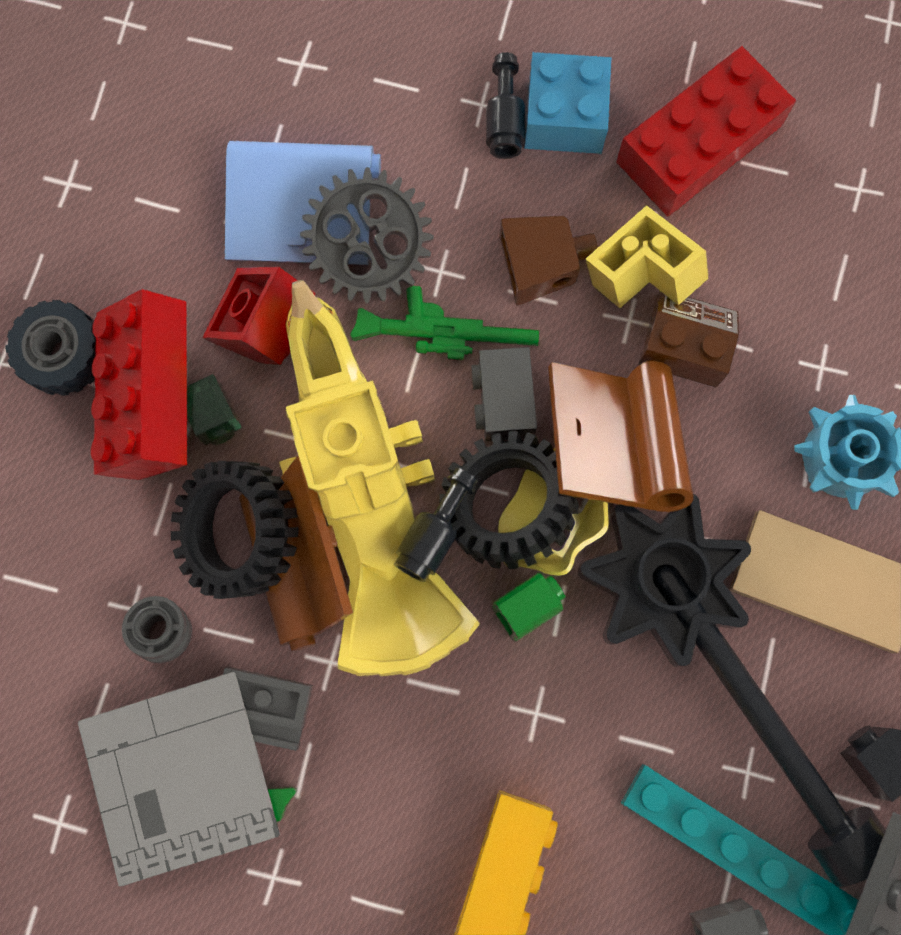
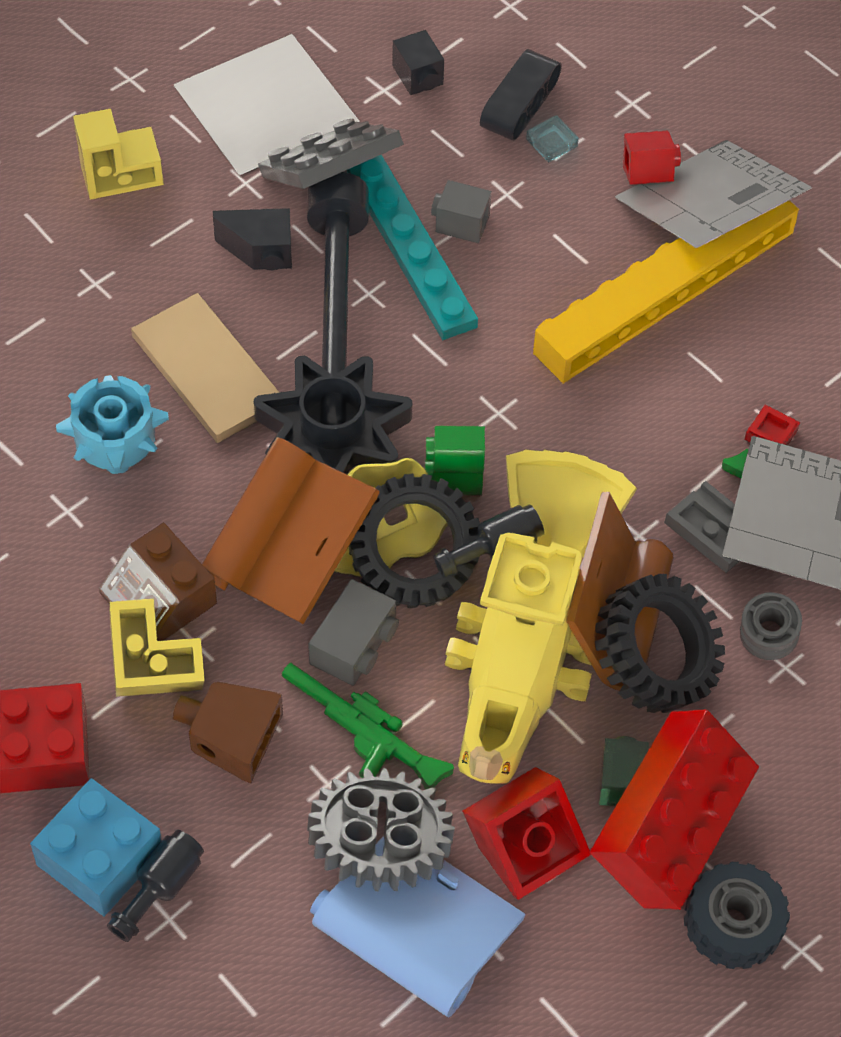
camera: 150 degrees left, 20 degrees down
(269, 864) = (773, 426): none -> red tile

